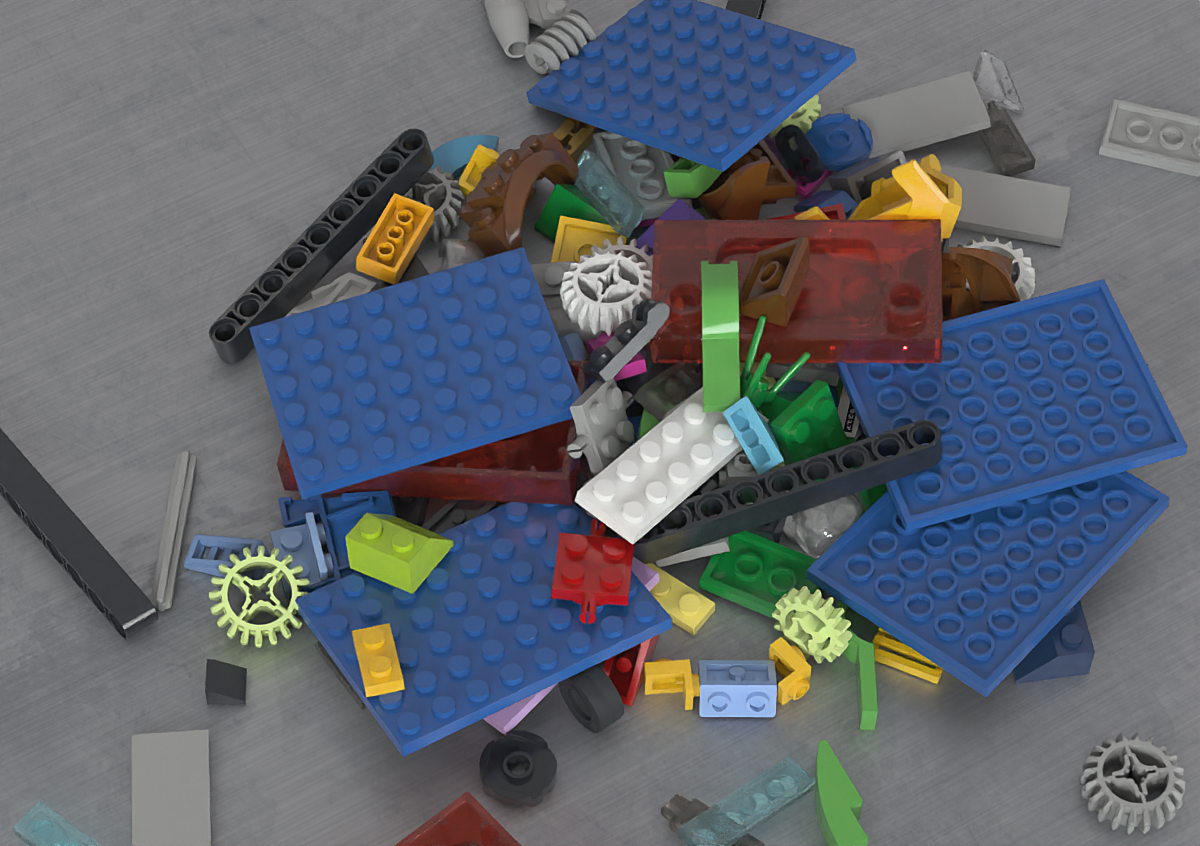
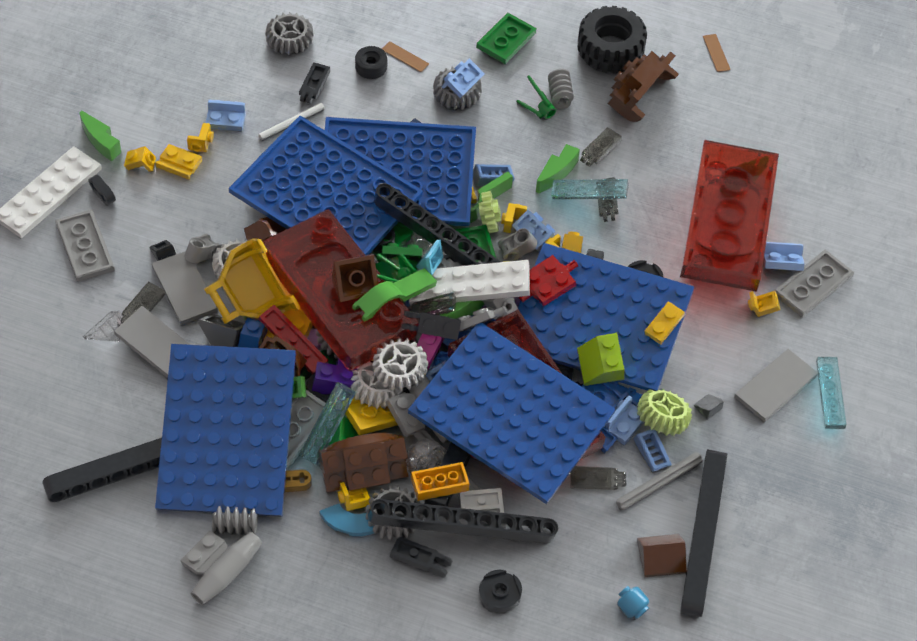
camera: 130 degrees left, 0 degrees up
(39, 362) = (633, 602): none -> dark azure head
(76, 451) = (662, 555): none -> reddish brown slope
(206, 259) = (494, 601): none -> black plate
(248, 465) = (597, 478): none -> clear smoke hinge
(319, 195) = (420, 556): none -> black hinge
(668, 716) = (572, 241): none -> yellow bracket
(724, 635) = (517, 244): none -> light grey piece
(915, 687) = (481, 172): none -> medium blue slope
(1050, 255) = (201, 249): none -> light grey piece
(1088, 217) = (162, 250): none -> black slope
(1127, 770) = (464, 78): none -> light blue bracket

